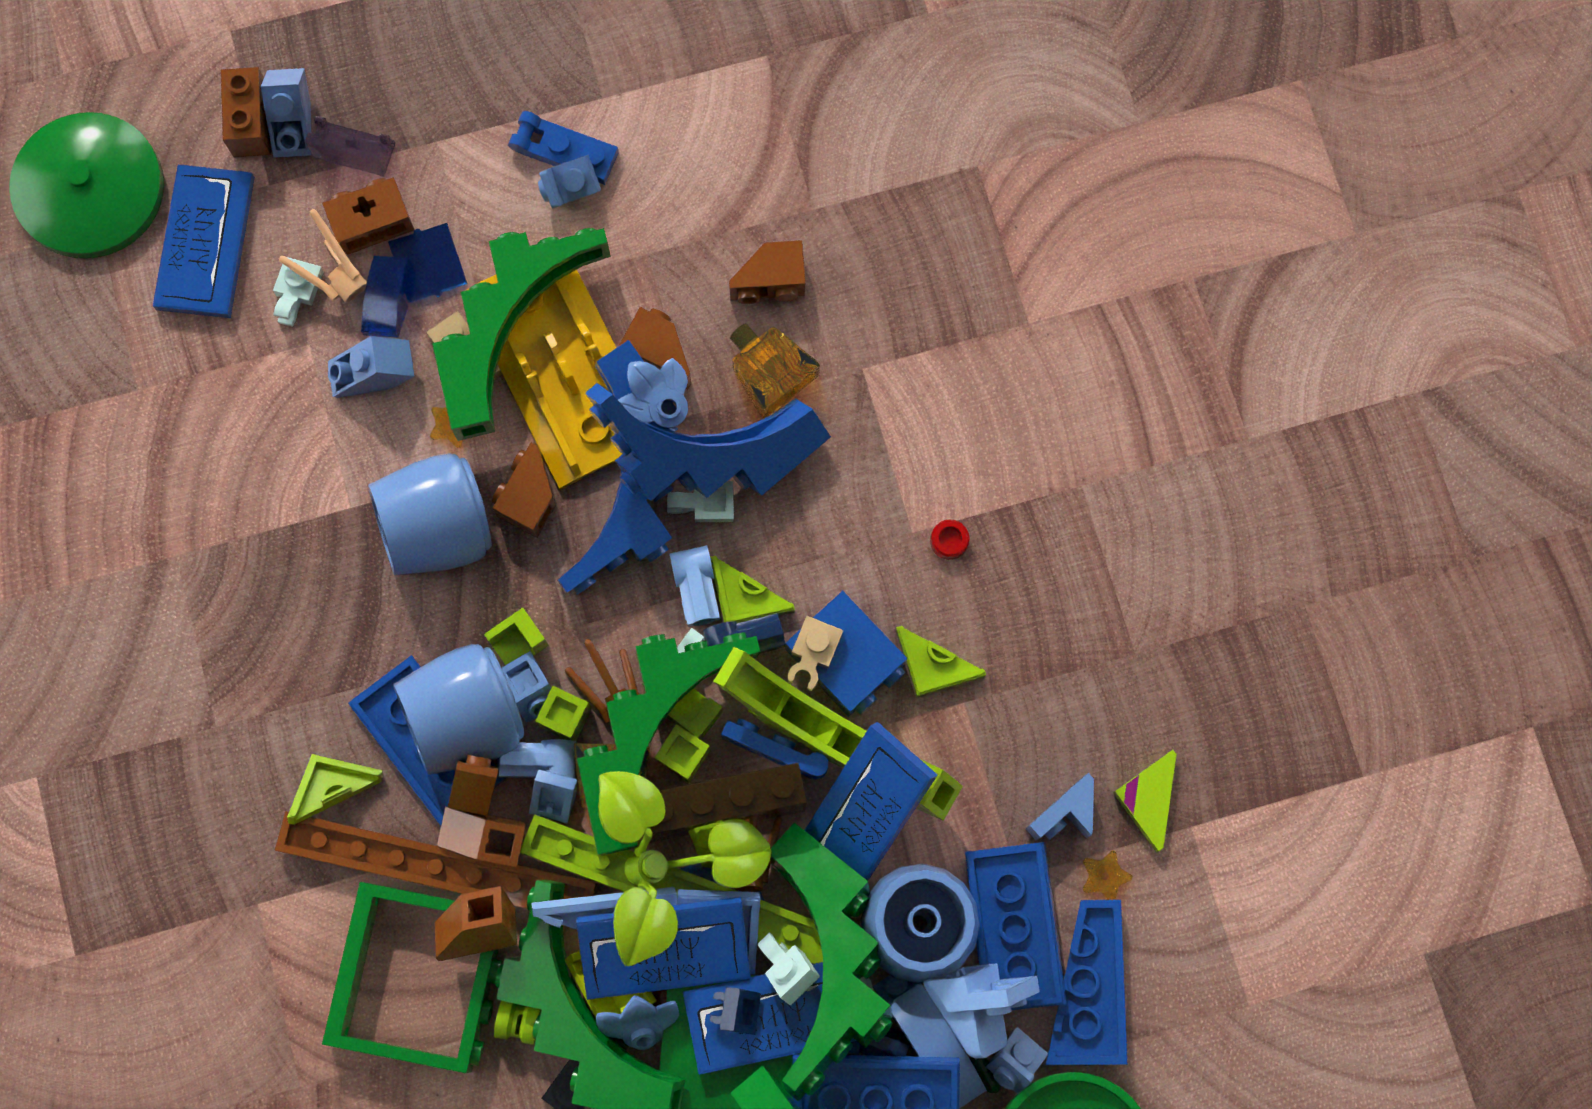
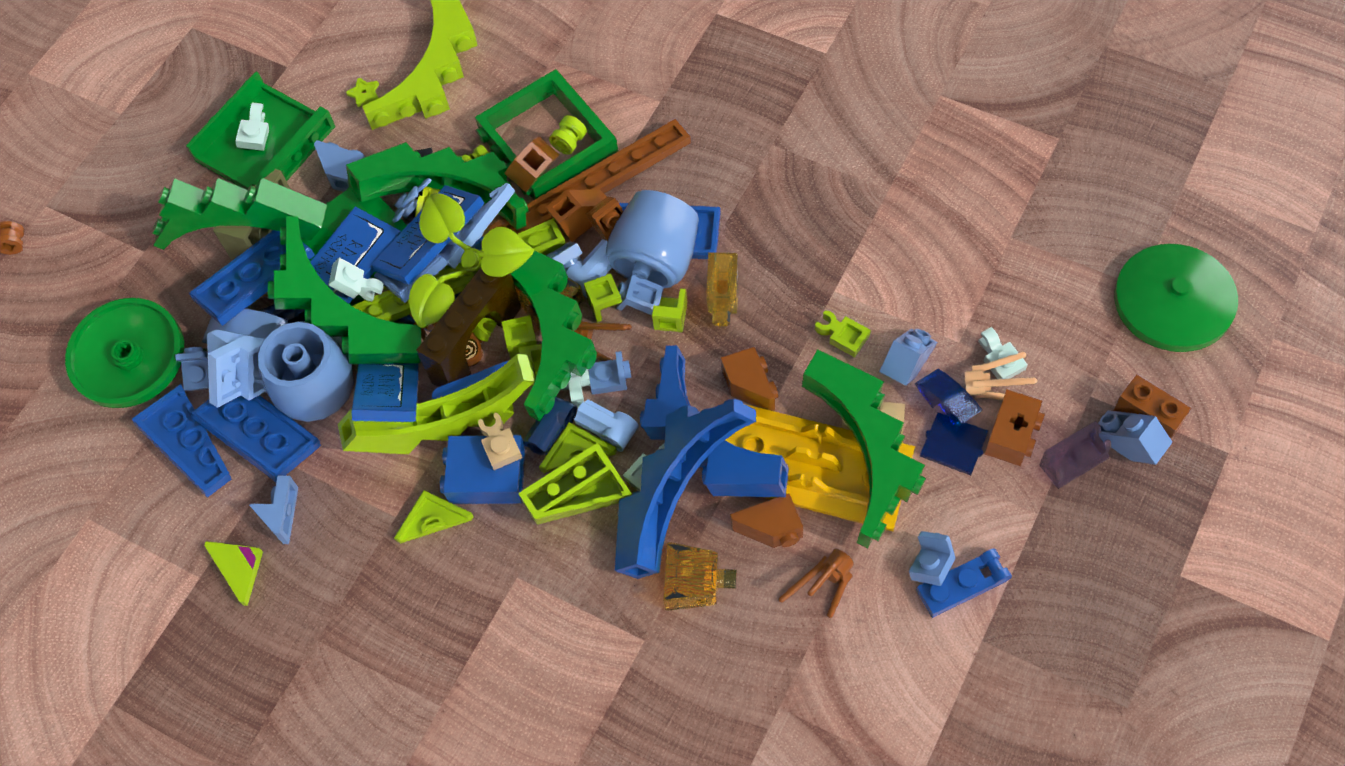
camera: 145 degrees right, 15 degrees down
(204, 241) = (1080, 332): blue tile -> none
(329, 783) = (685, 167): lime tile -> none
(395, 443) = (845, 335): none -> lime plate
(405, 929) = (567, 135): none -> lime wheel
(431, 516) = (781, 306): medium blue piece -> none
(437, 608) = (722, 286): none -> clear yellow torso
(633, 626) = (609, 375): none -> medium blue bracket
(649, 258) = (833, 568): none -> dark orange plant
(652, 388) = (732, 471): medium blue plate -> none
(738, 1011) = (359, 240): dark blue tile -> none
(771, 272) = (754, 635): dark orange slope -> none
(789, 546) = (575, 488): none -> lime wedge
(949, 539) = (489, 592): red tile -> none
(1107, 865) = (221, 501): clear yellow plate -> none

